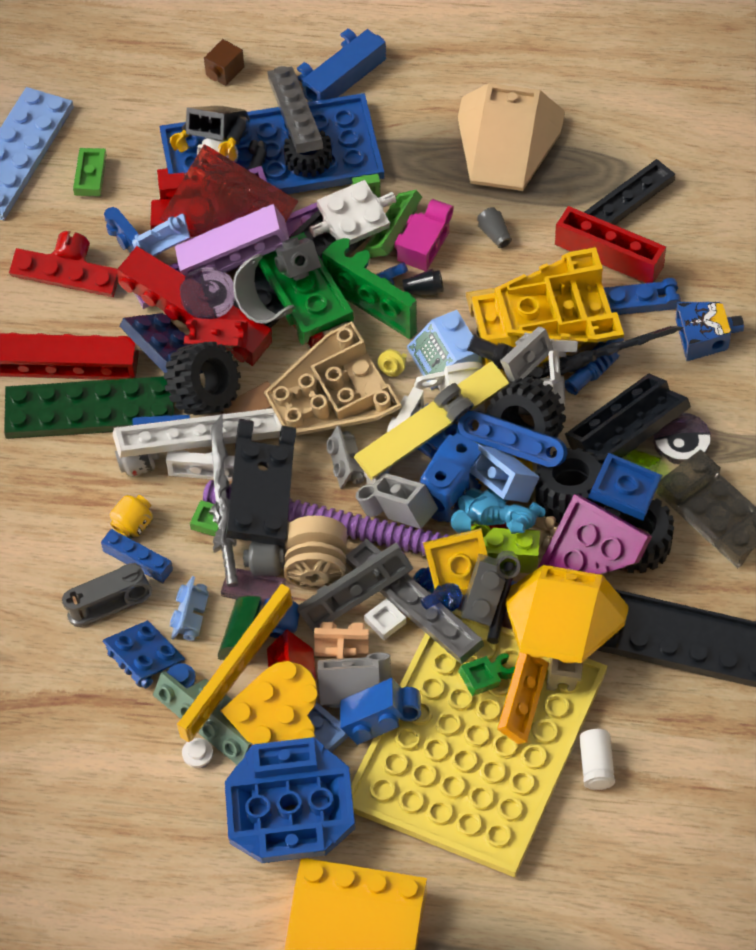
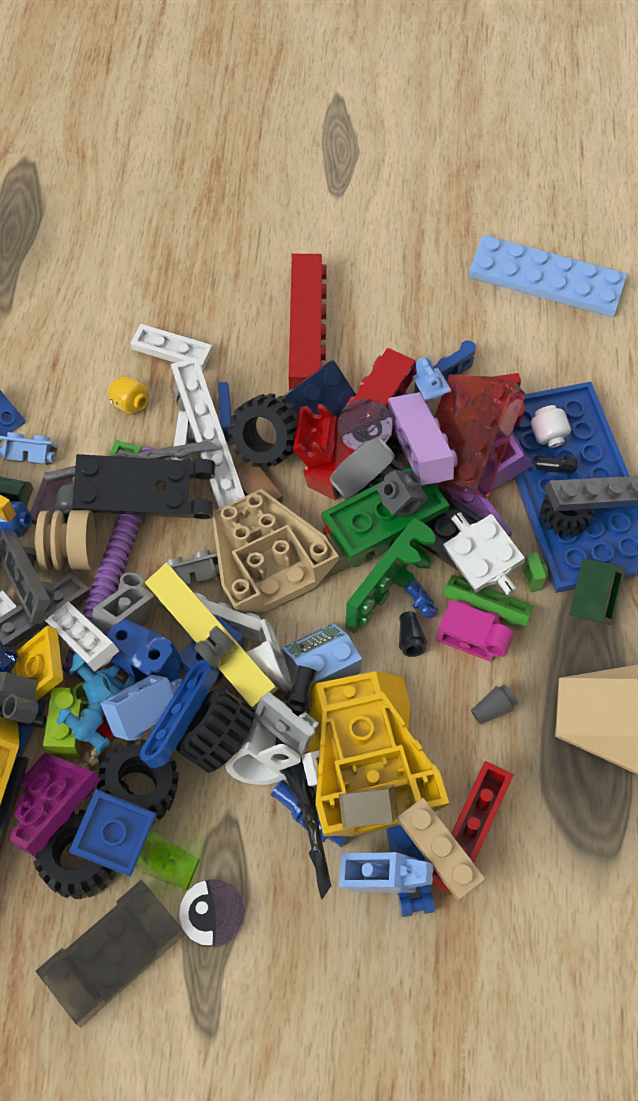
camera: 85 degrees right, 5 degrees up
(66, 267) = (412, 320): red plate -> none
(69, 480) = (170, 346): none -> white plate
(83, 406) = (253, 348): dark green plate -> none
(89, 172) = (528, 332): bright green plate -> none
(107, 594) = (44, 382): dark grey piece -> none
(132, 552) = (87, 405): blue piece -> none
(213, 123) = (581, 420): black torso -> none
(392, 140) = (597, 591): none -> dark green brick
(392, 362) = (304, 607): light yellow plate -> none
(438, 512) = (82, 636): none -> white plate
(602, 293) = (369, 806): none -> dark tan slope
(628, 418) = (224, 847): black brick -> none
(633, 193) = (555, 855): black plate -> none
(635, 254) = (440, 849): none -> tan plate
(652, 297) = (383, 872): none -> light blue hinge
(705, 328) = (362, 943): blue torso -> none

